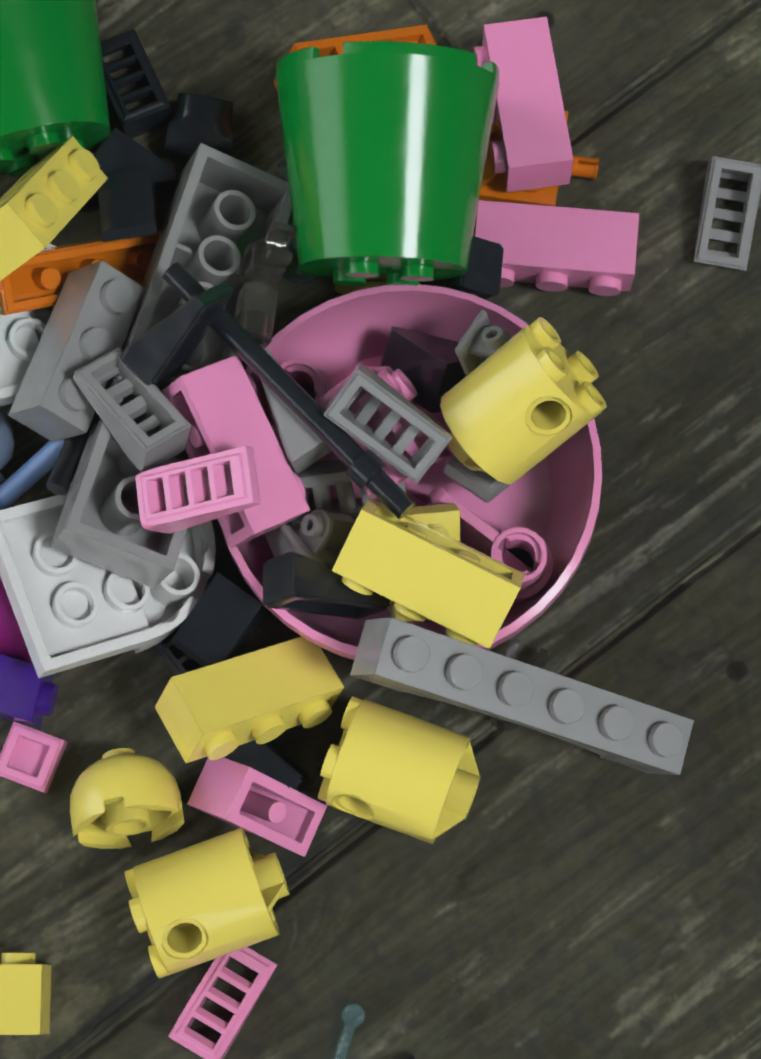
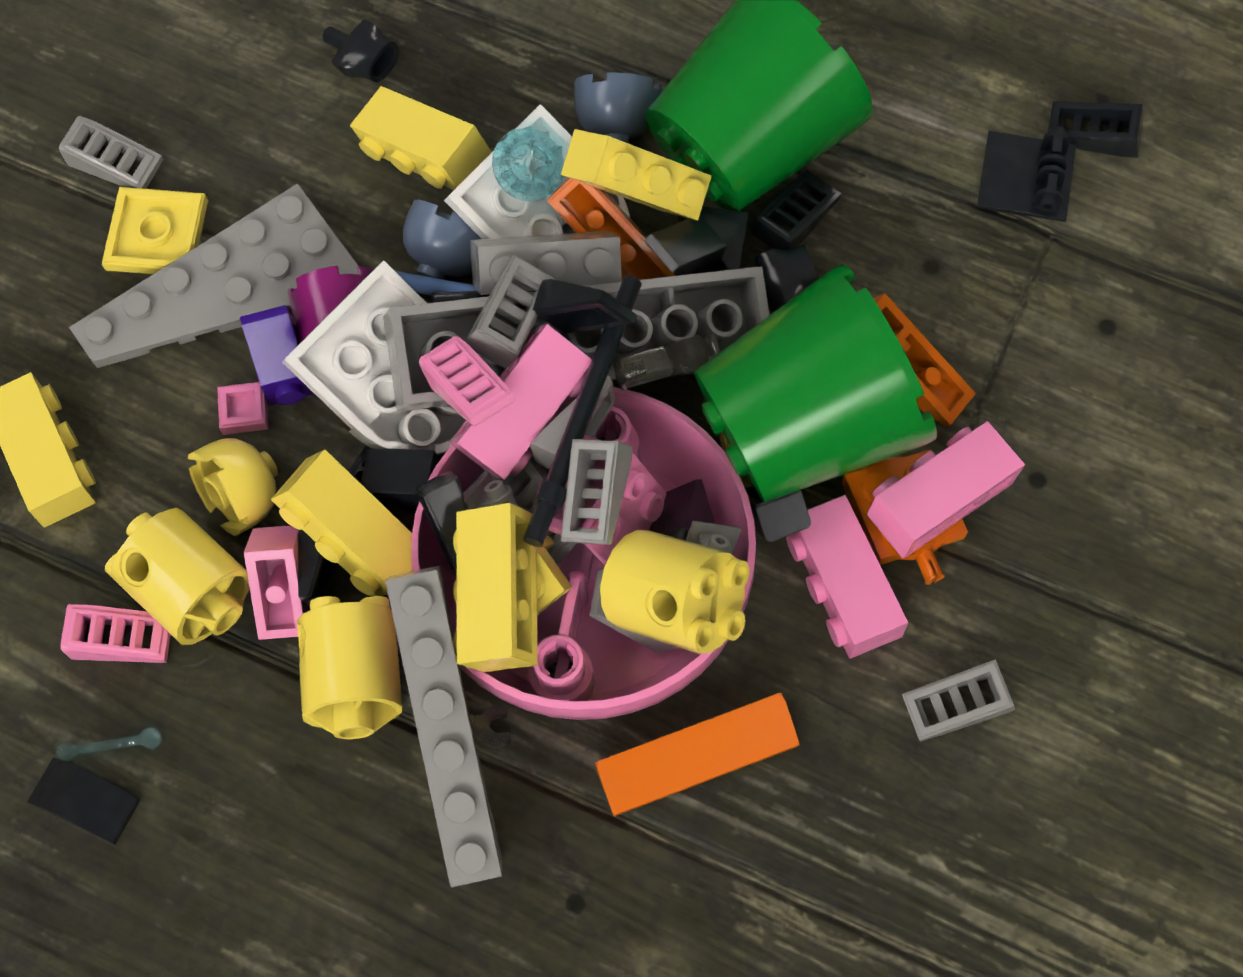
camera: 60 degrees right, 10 degrees down
(655, 481) = (697, 754): none -> orange slope

